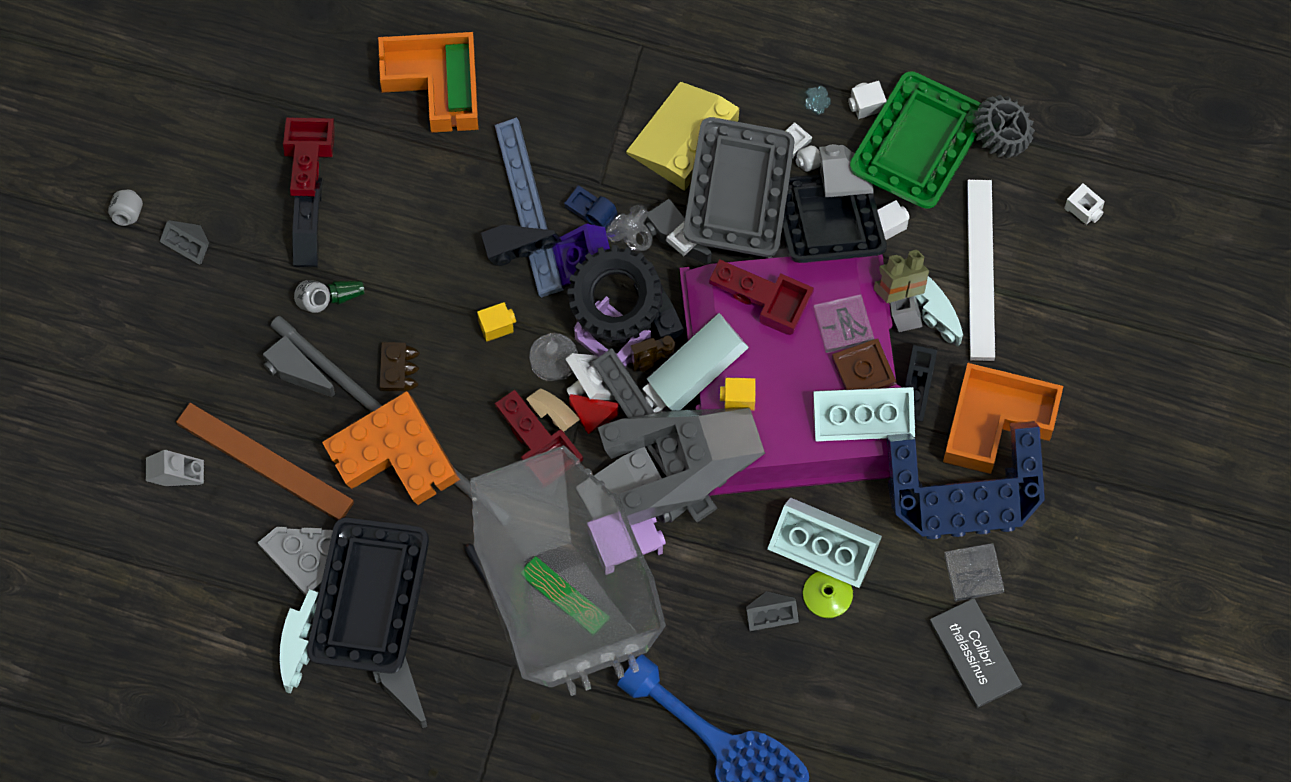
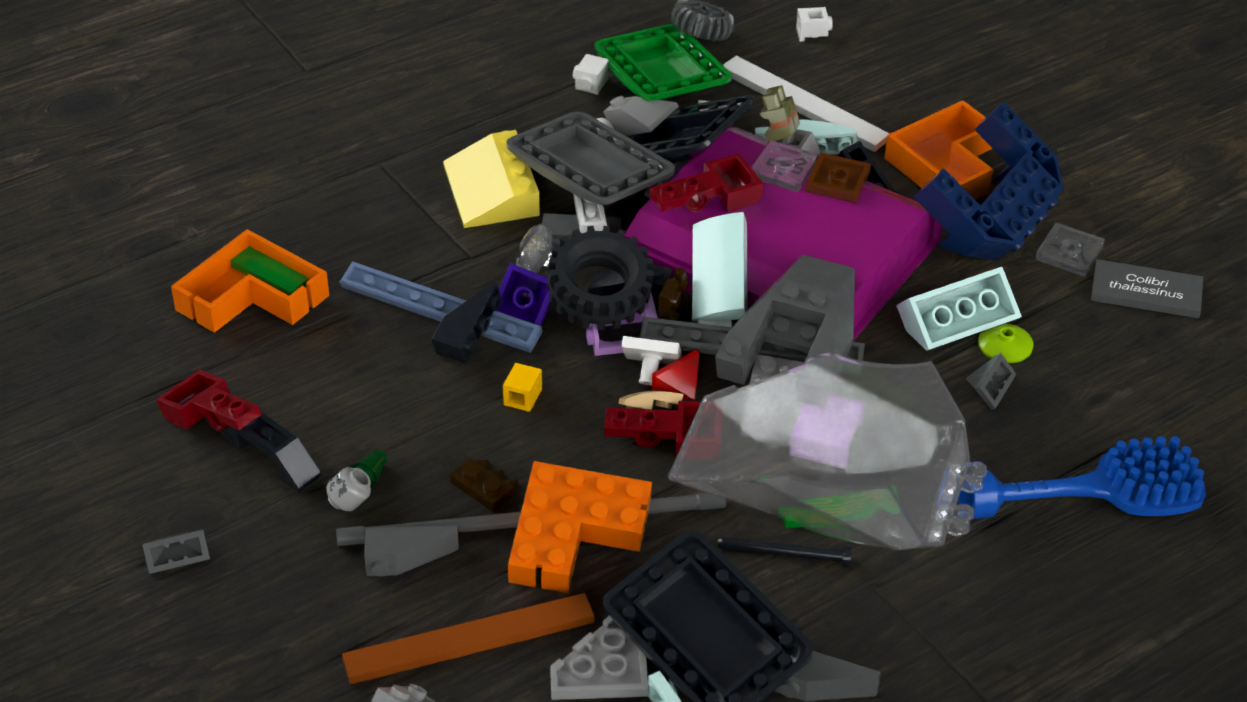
camera: 50 degrees left, 25 degrees down
(125, 207) = (84, 570): light grey head -> none
(549, 356) = (598, 373): clear tile -> none
(590, 208) = (488, 269): dark blue plate -> none
(738, 393) = (783, 250): yellow brick -> none
(817, 99) = (556, 100): clear light blue plant -> none
(863, 413) = (879, 196): light aqua slope -> none

